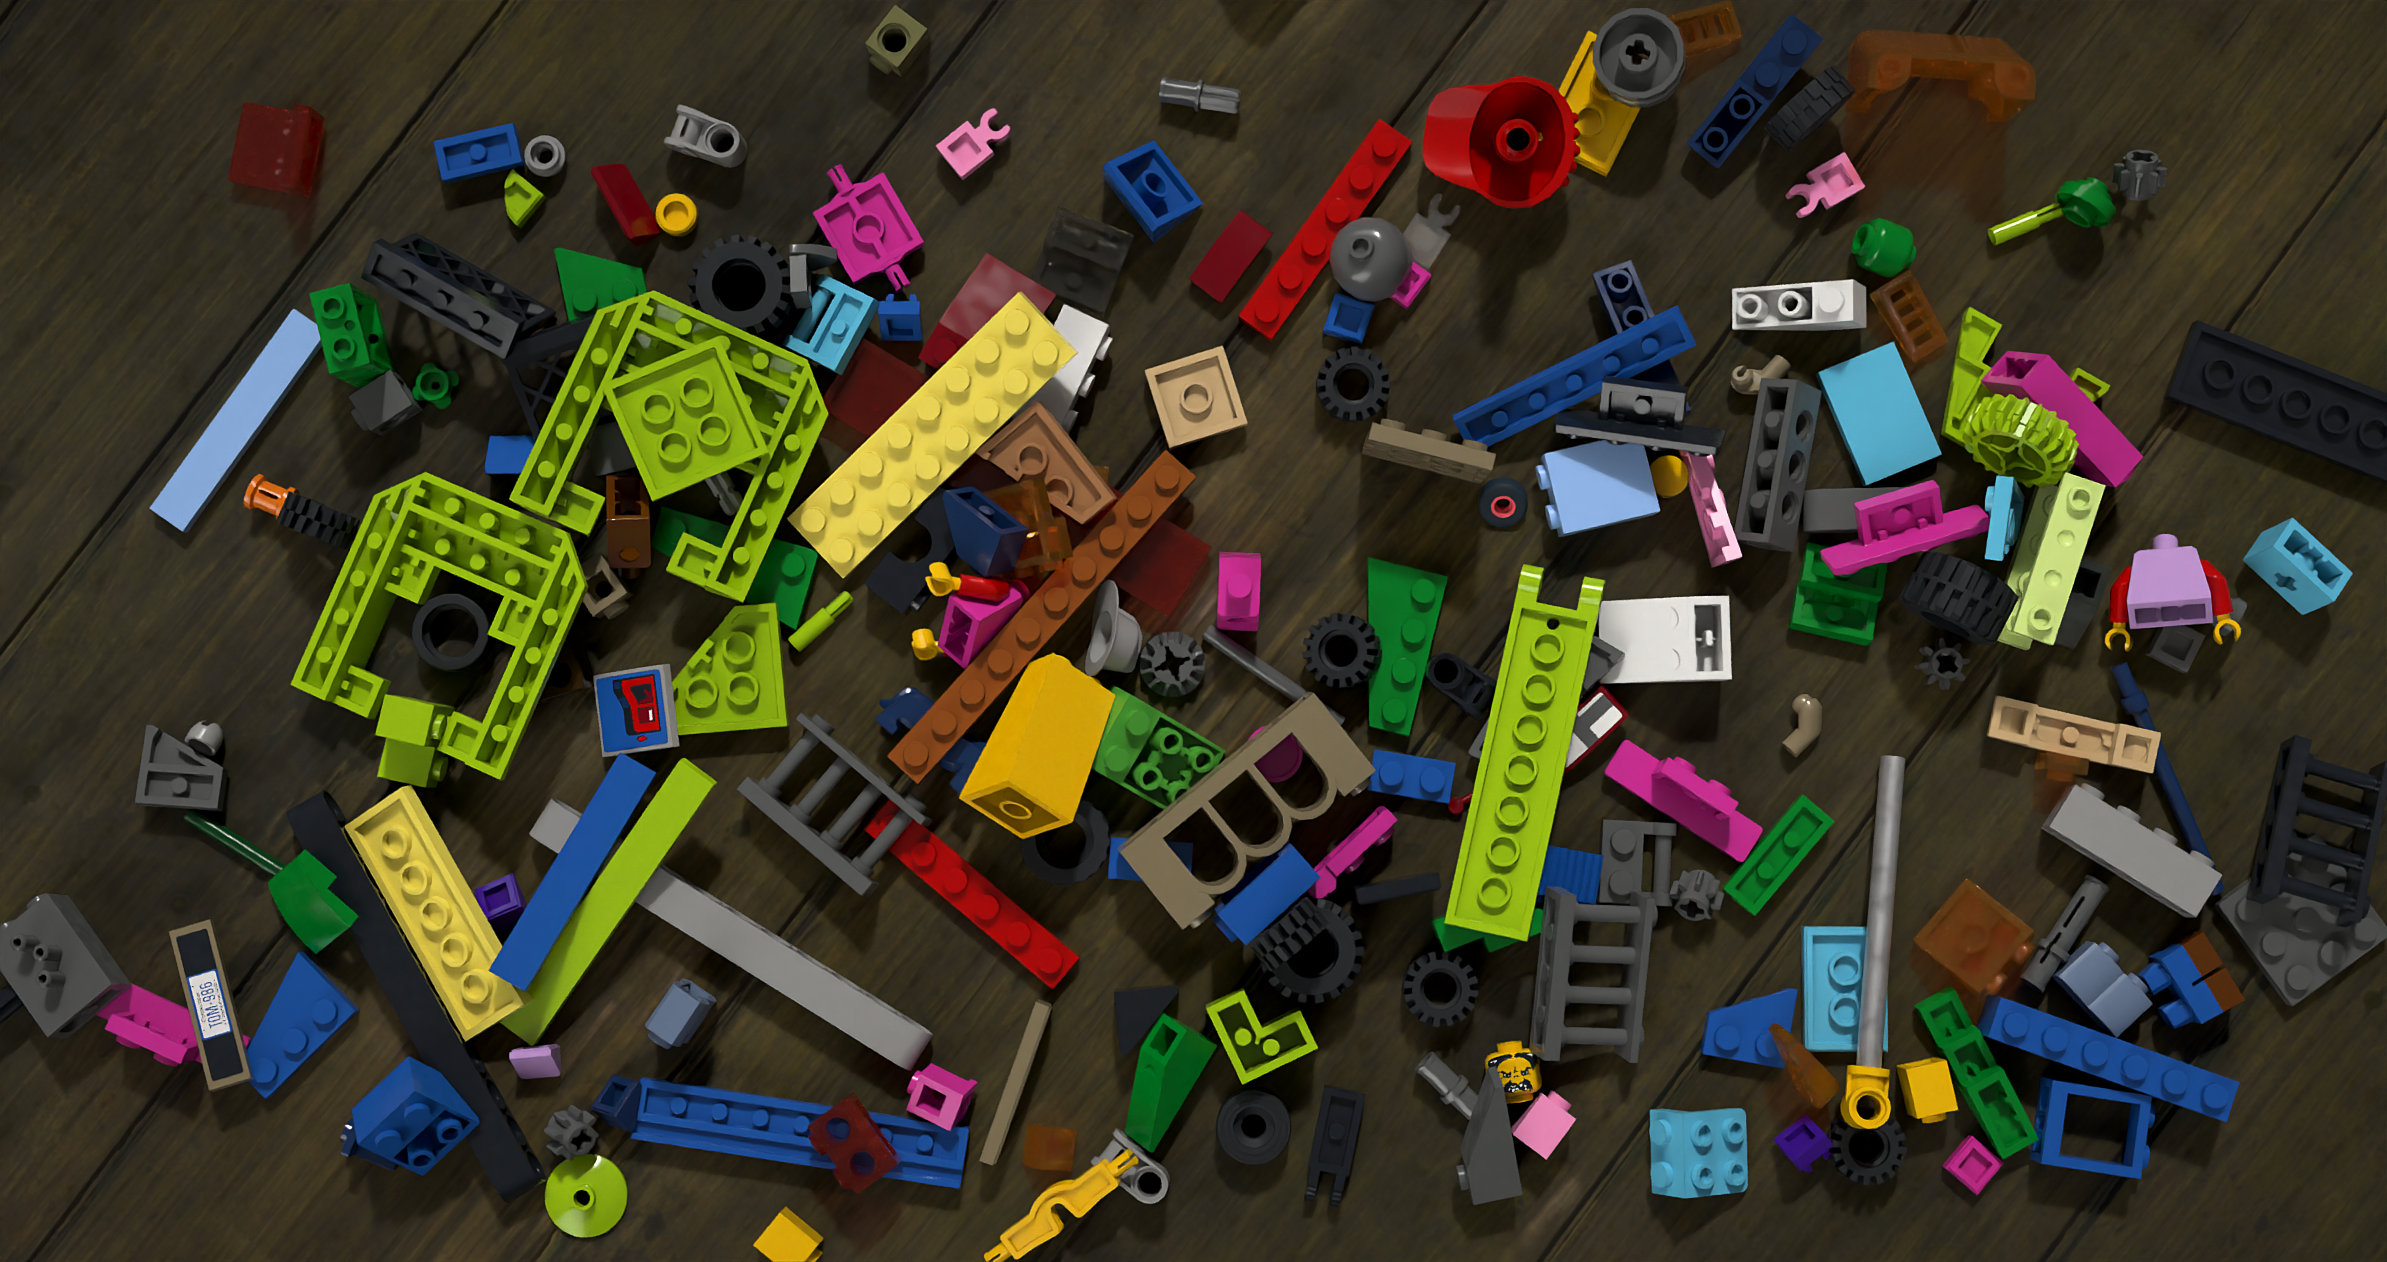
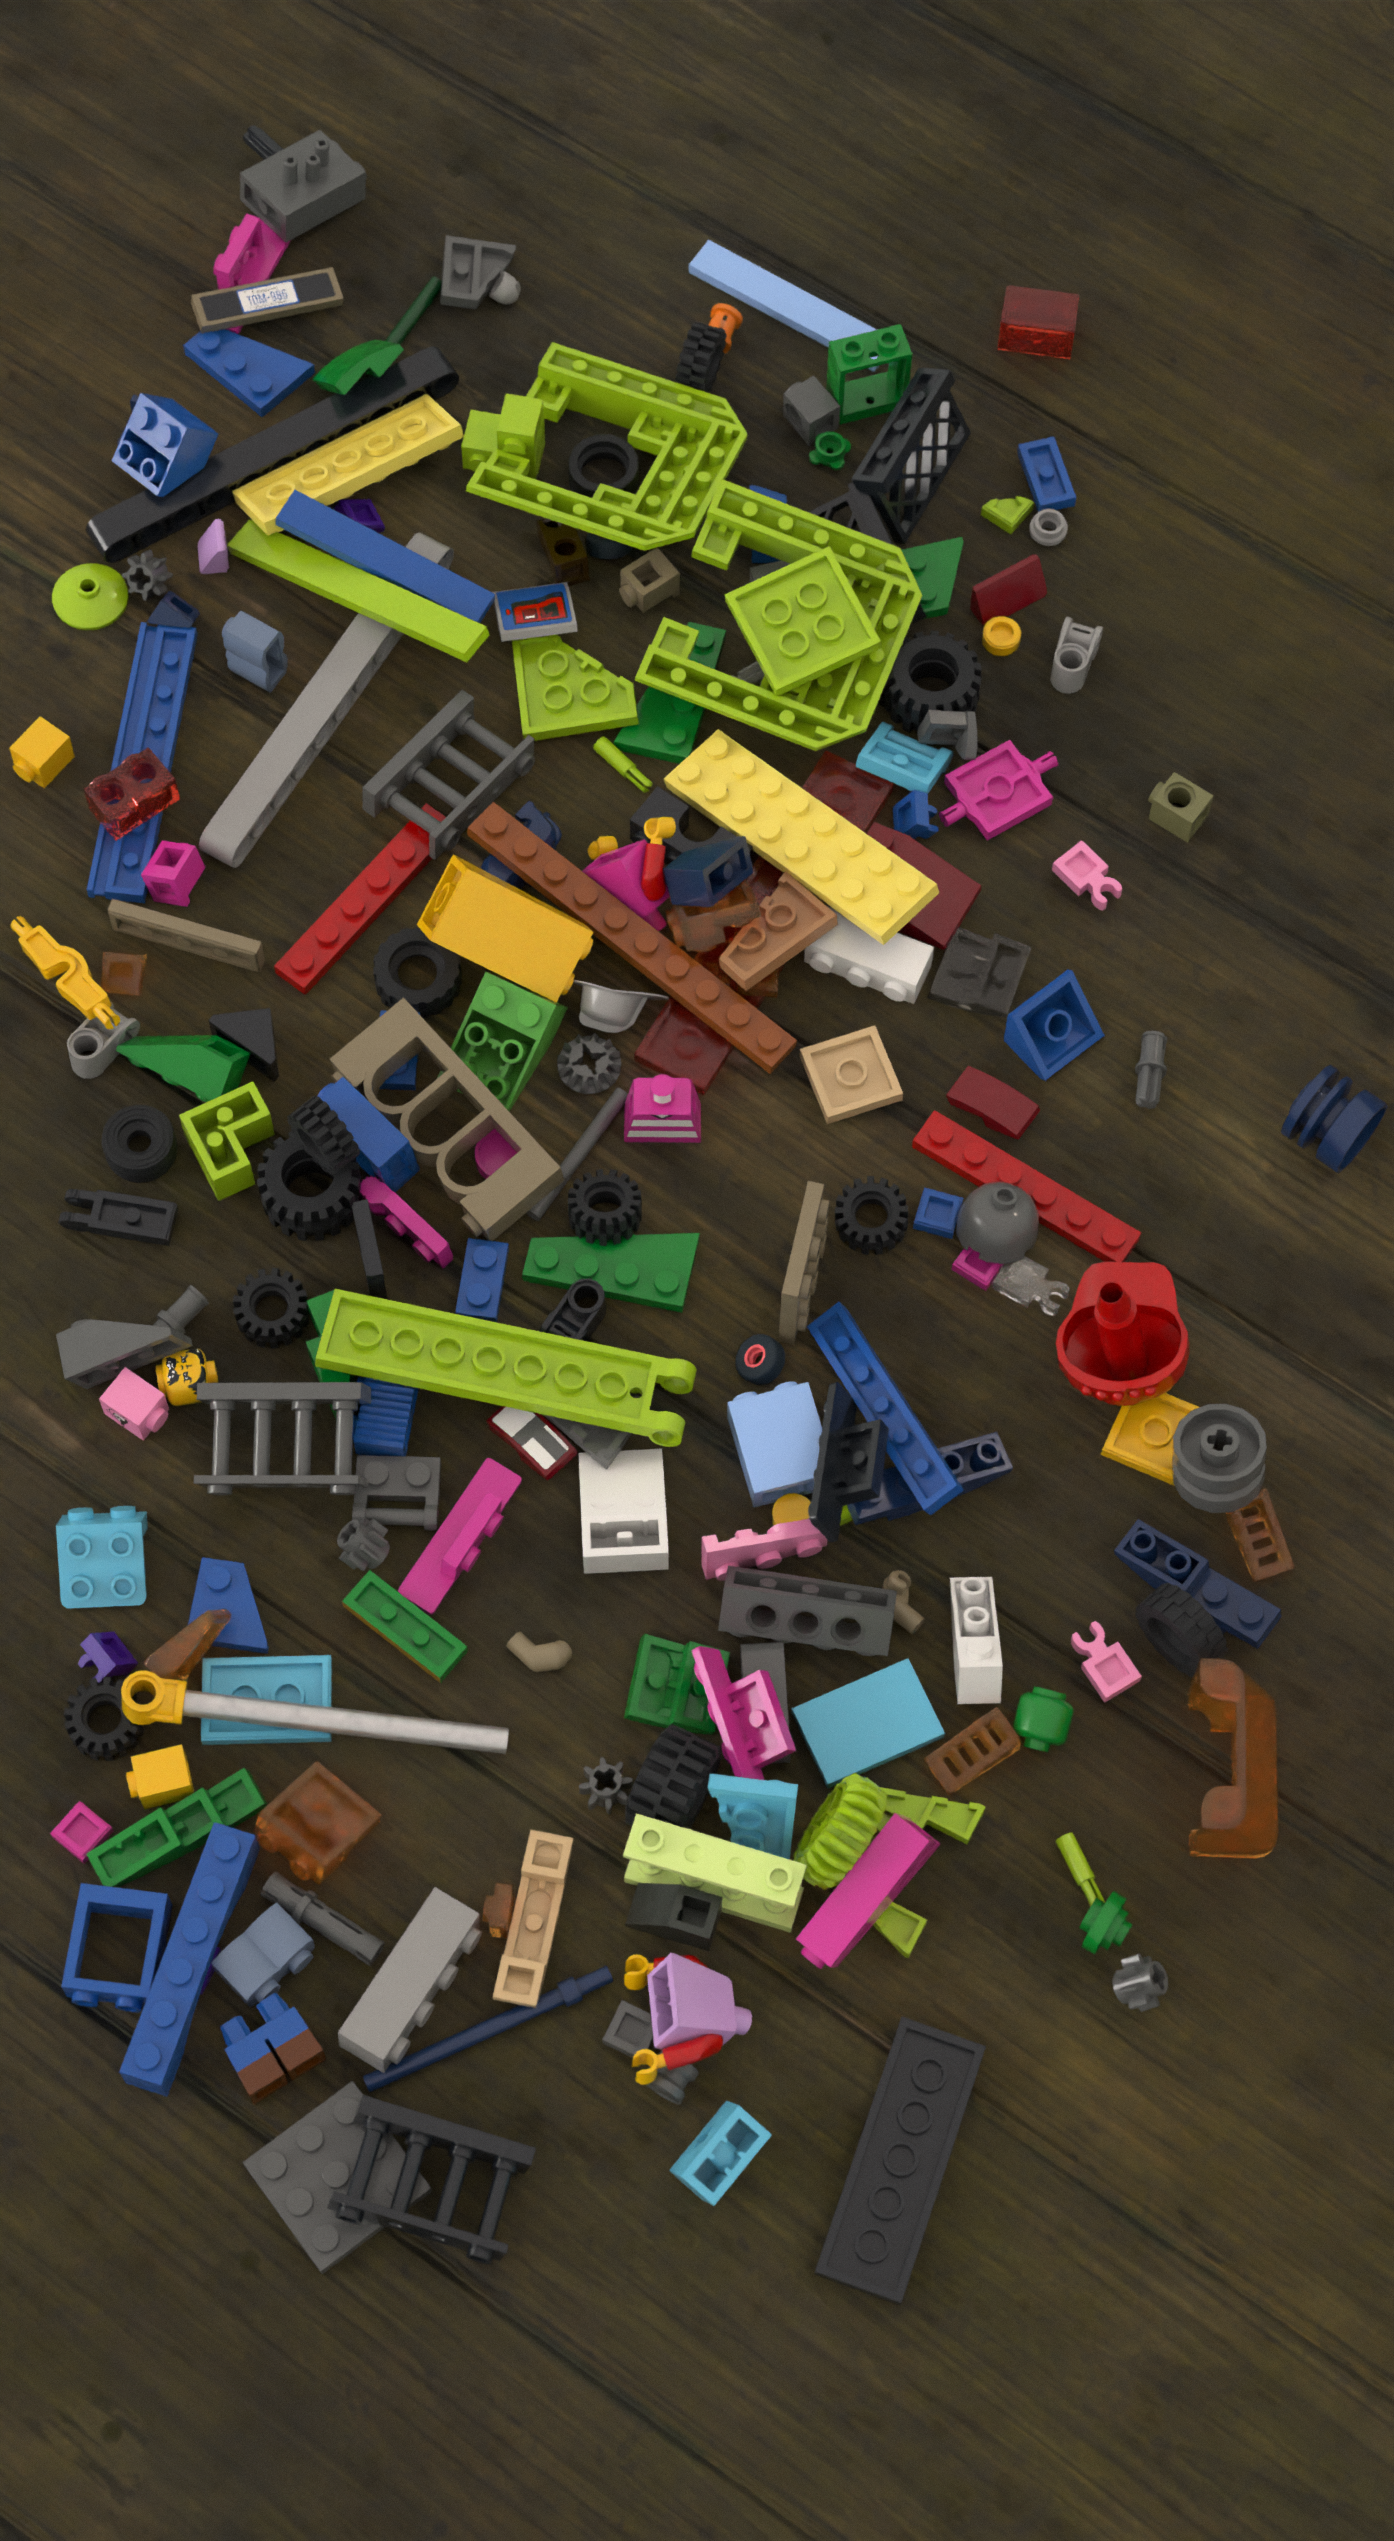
camera: 85 degrees right, 20 degrees down
(628, 534) = (699, 592): reddish brown torso -> none

